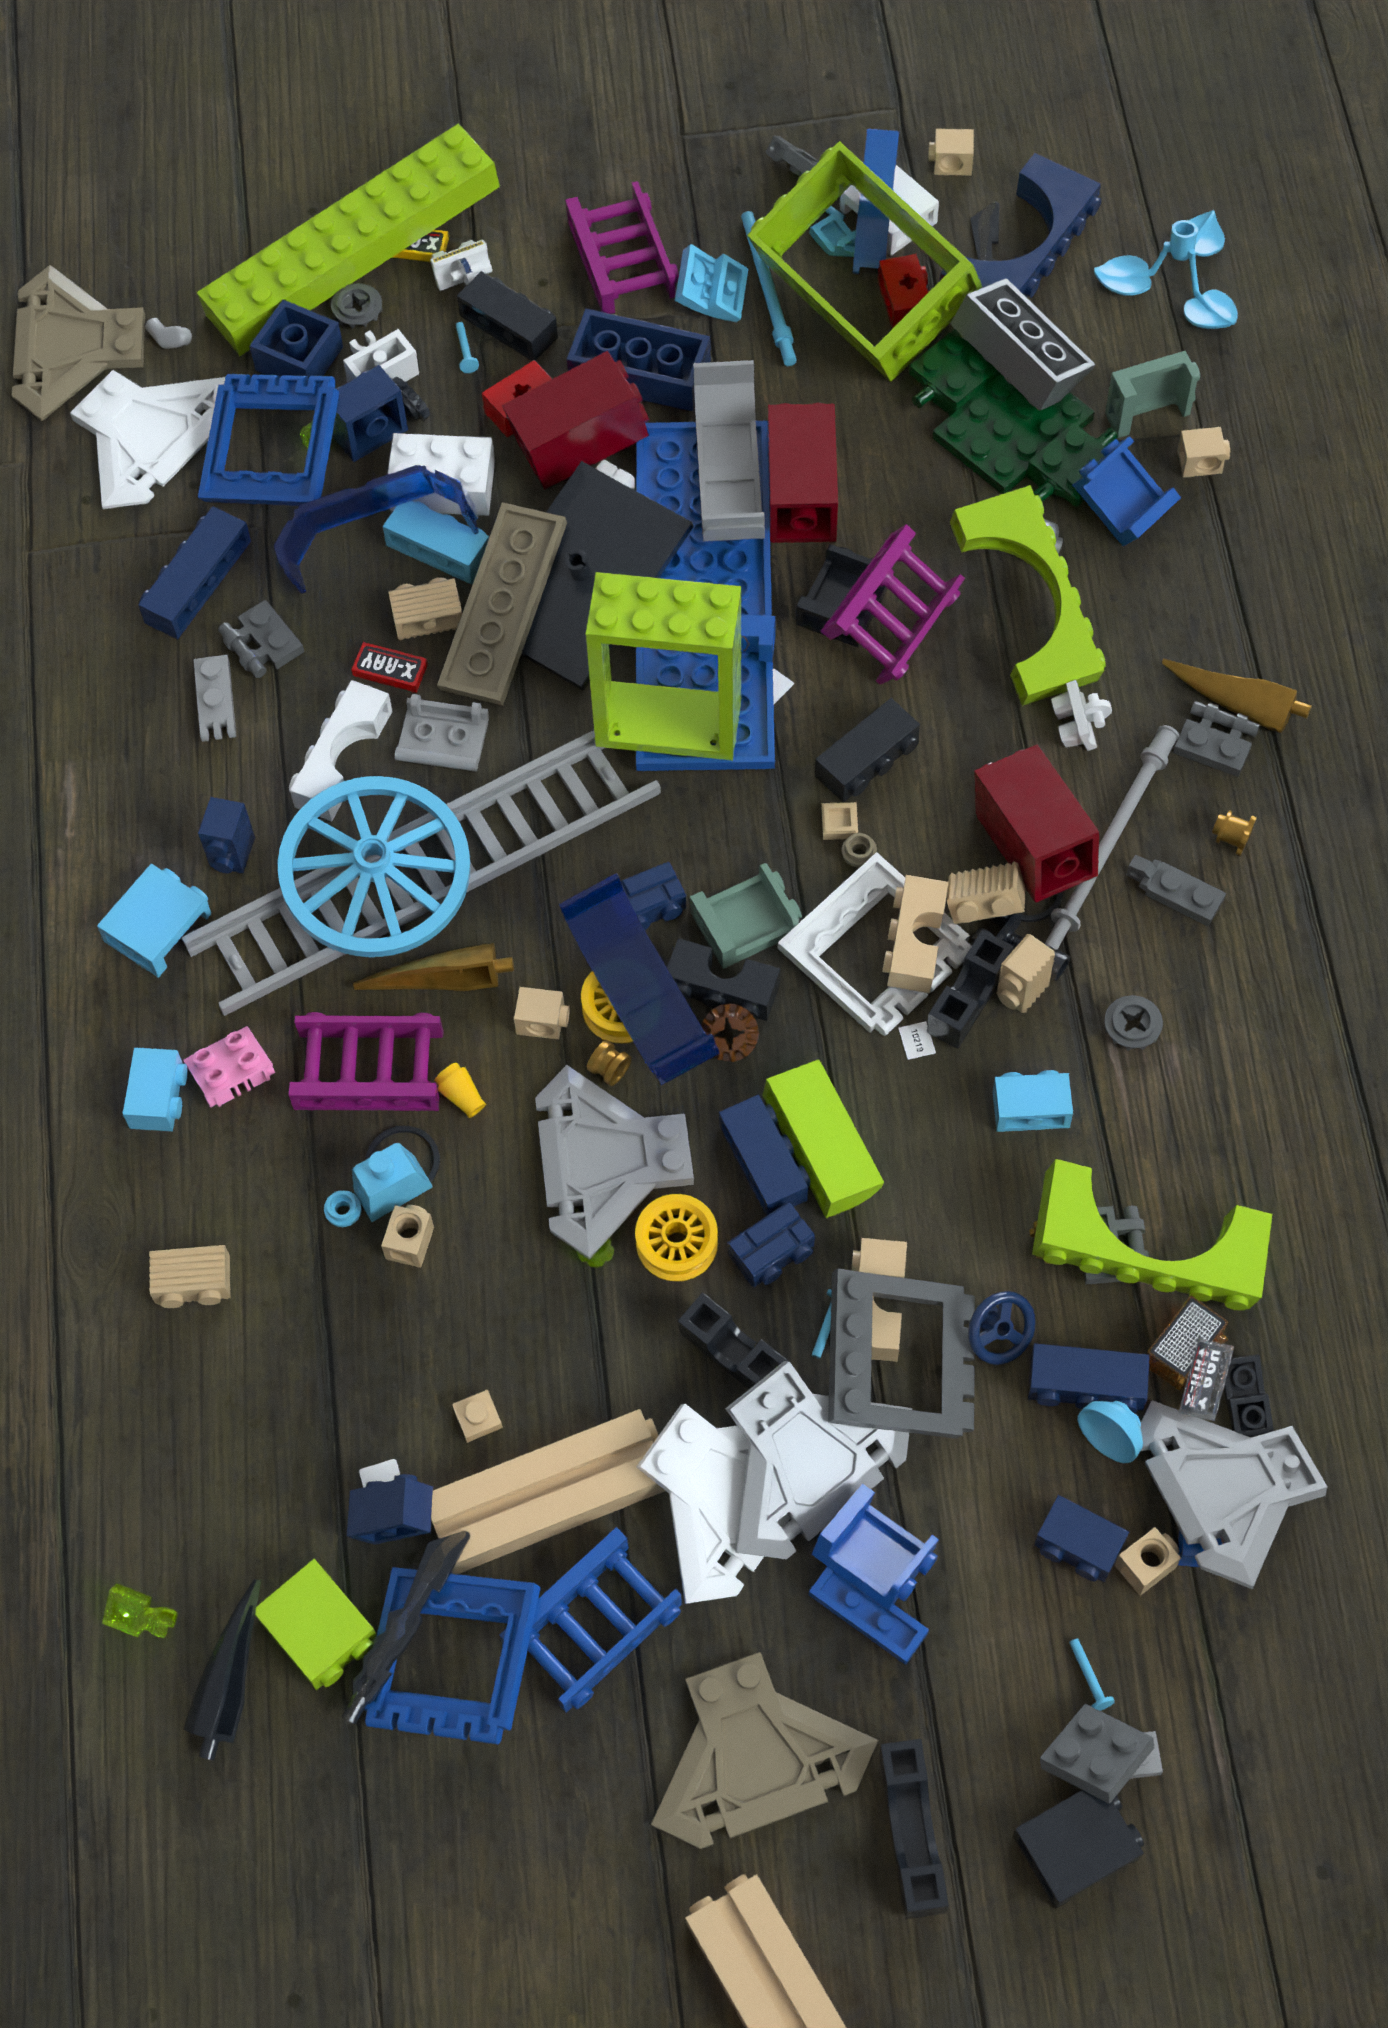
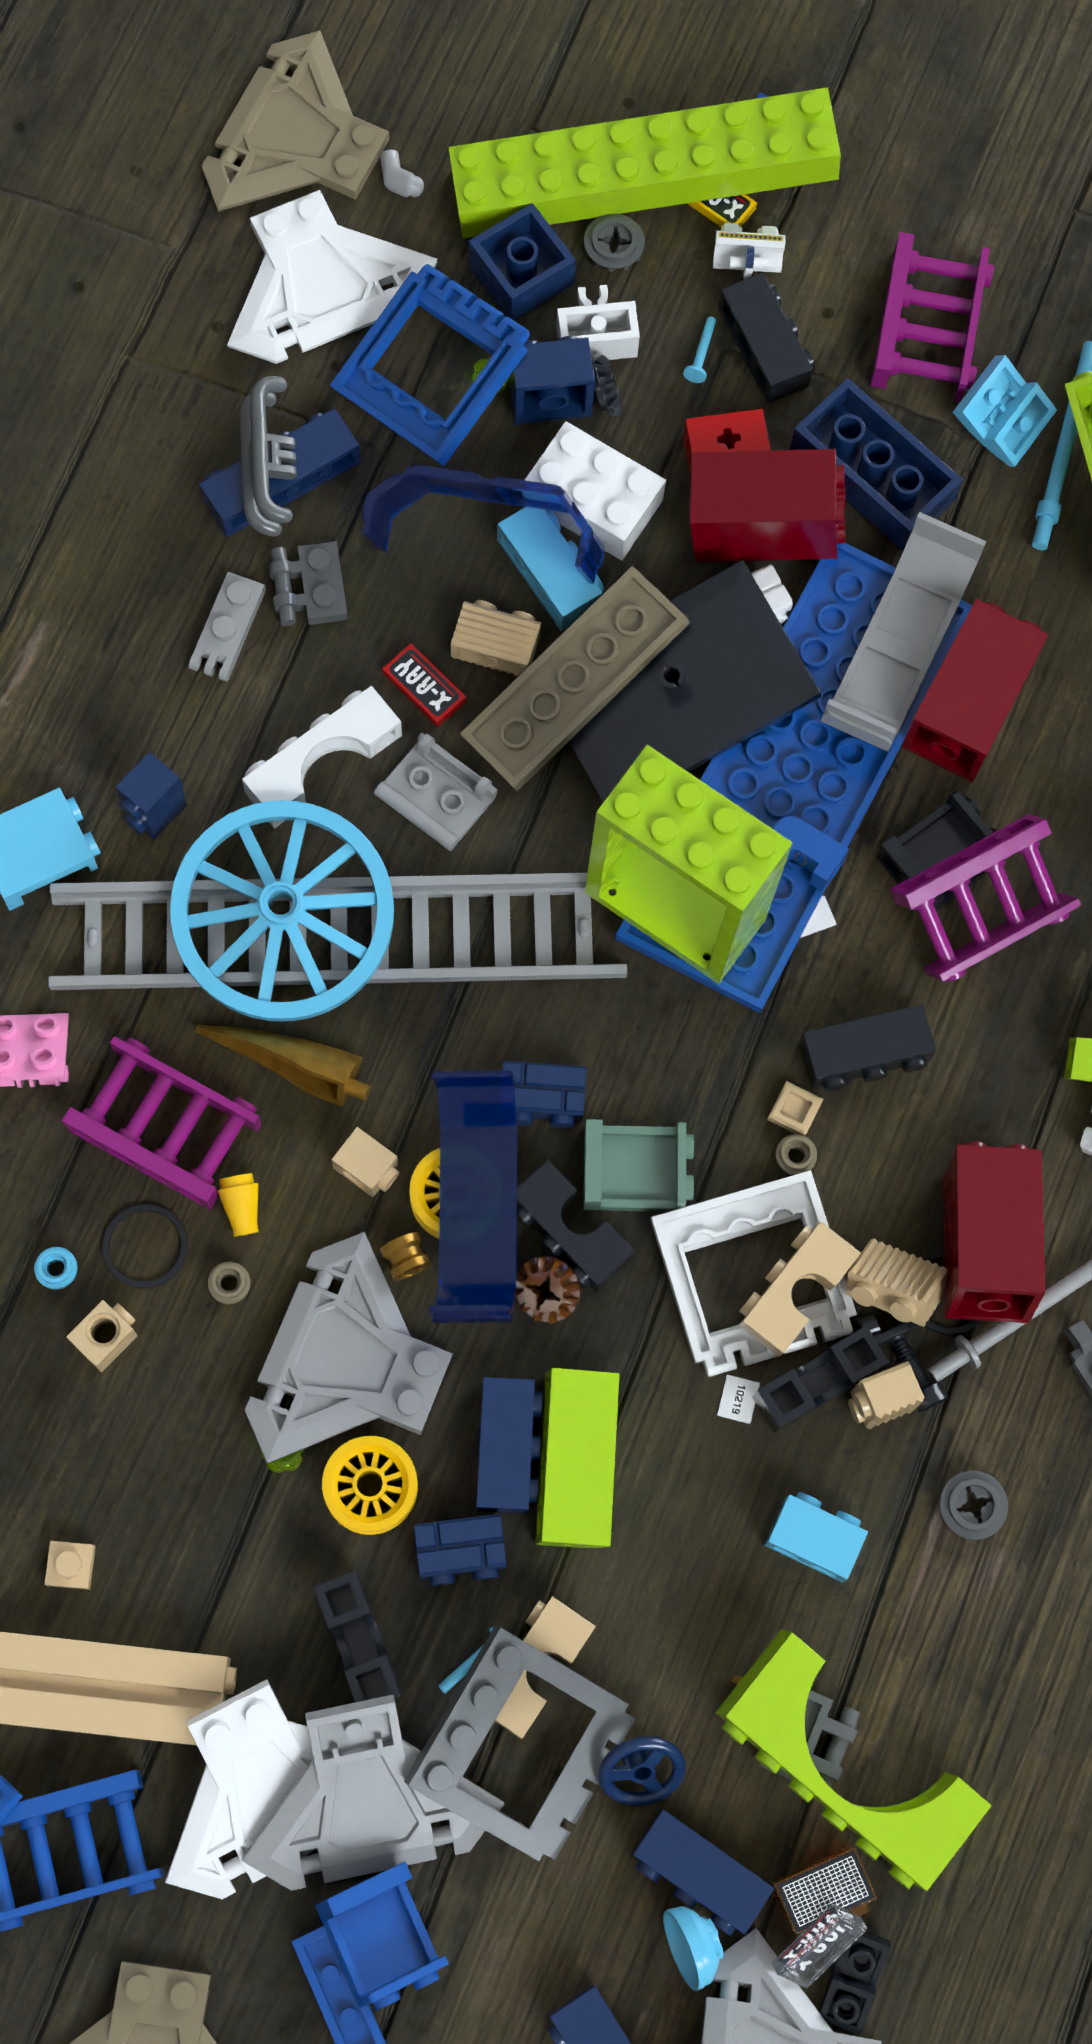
camera: 20 degrees right, 10 degrees up
(179, 561) = (264, 457): none -> dark grey piece
(388, 1180) = (114, 1267): medium azure torso -> none
(480, 1142) = (225, 1270): none -> dark tan plate

